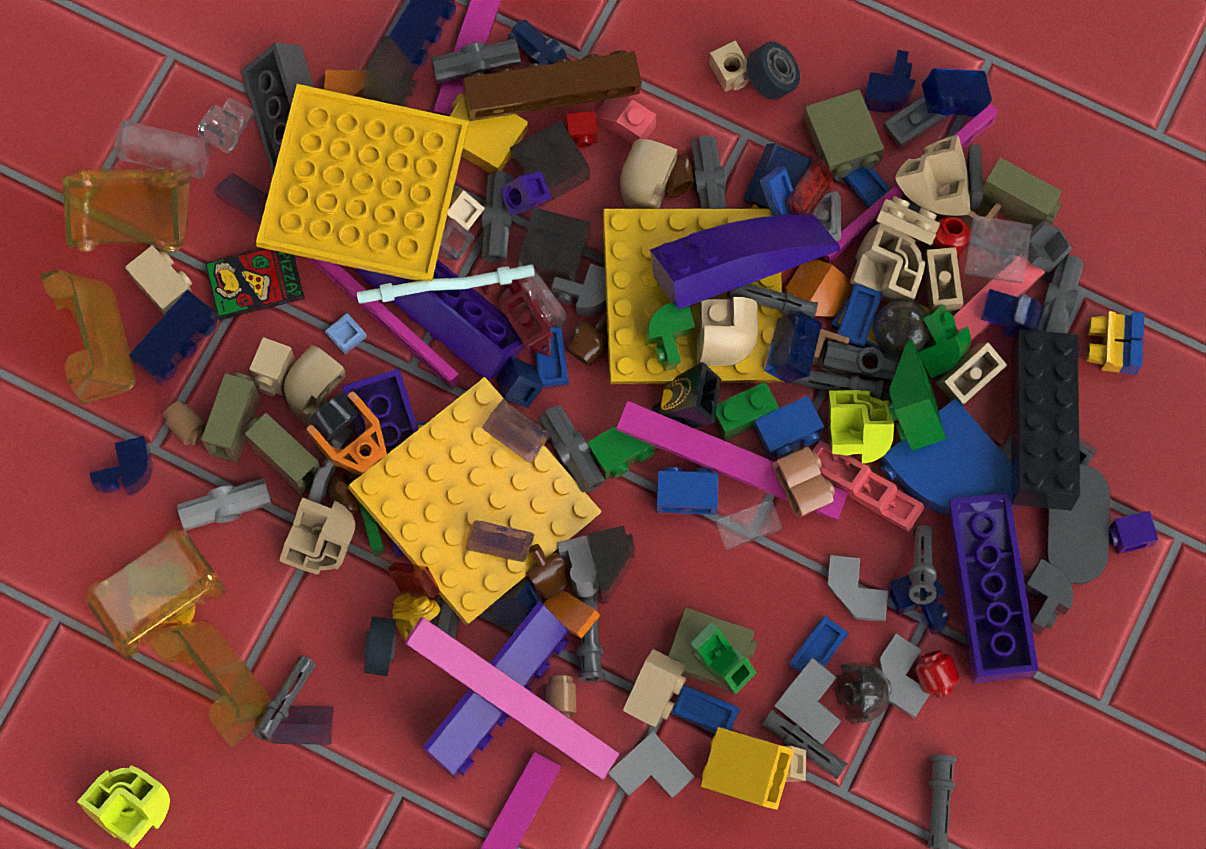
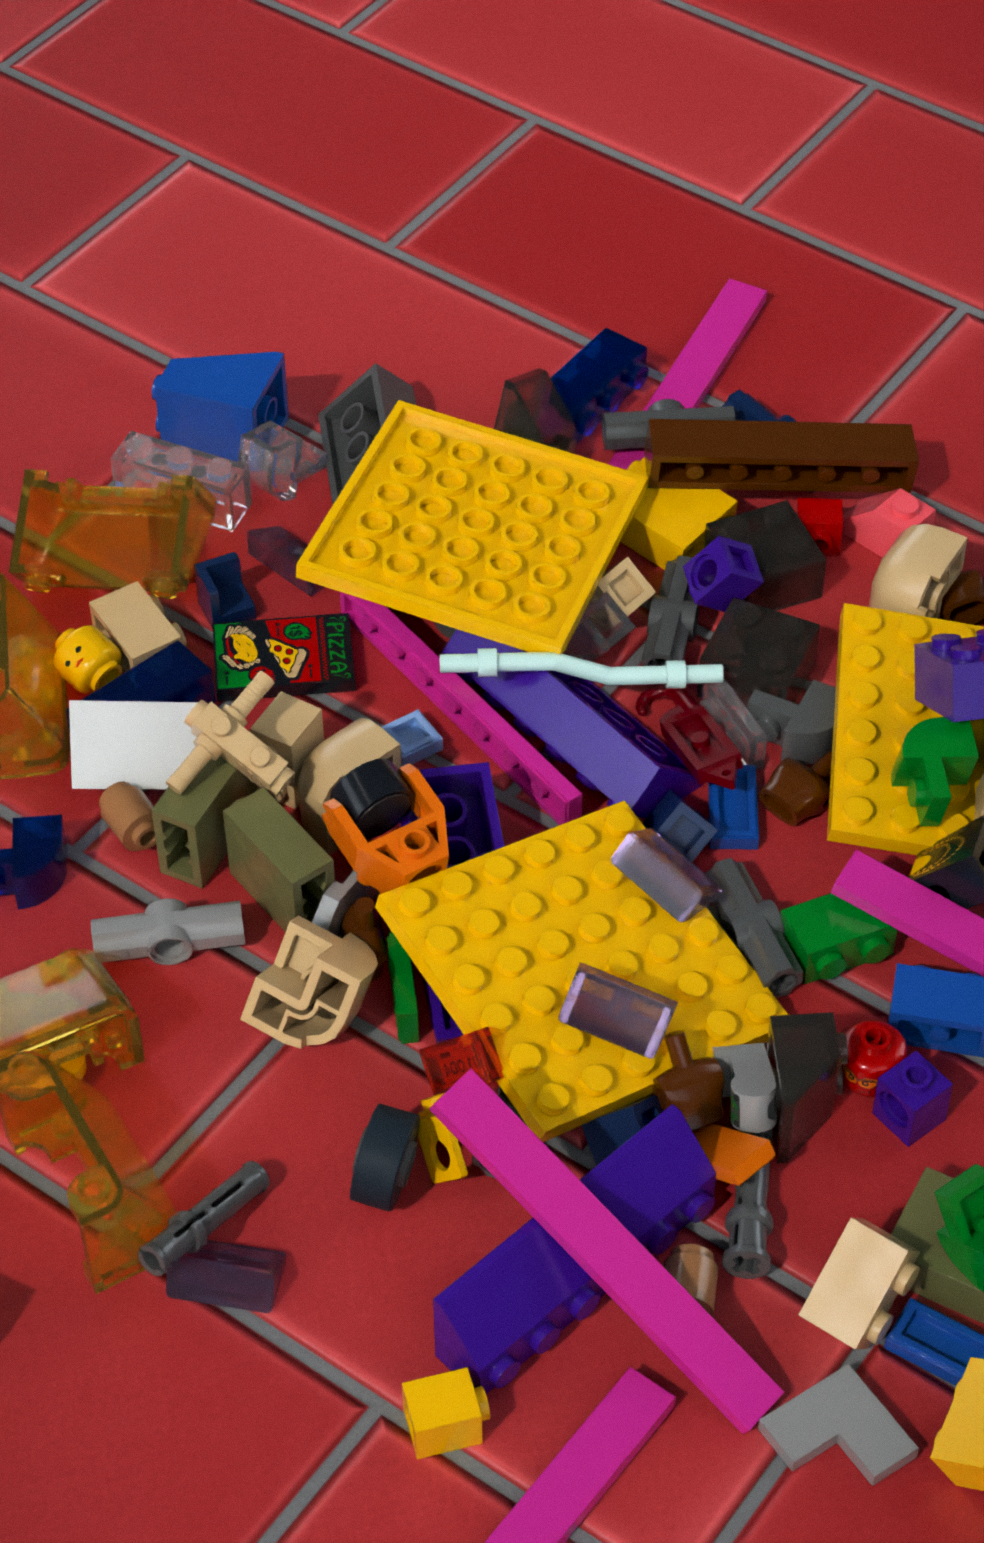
camera: 10 degrees right, 25 degrees down
(132, 308) = (87, 658): none -> yellow head
(177, 373) = (128, 742): none -> white sticker
(178, 87) = (219, 398): none -> blue slope
(208, 239) = (222, 590): none -> dark blue panel
(235, 386) = (223, 734): none -> tan piece
(437, 796) = (444, 1412): none -> yellow brick
(654, 543) = (871, 1052): none -> red head
(674, 557) = (912, 1098): none -> dark purple brick

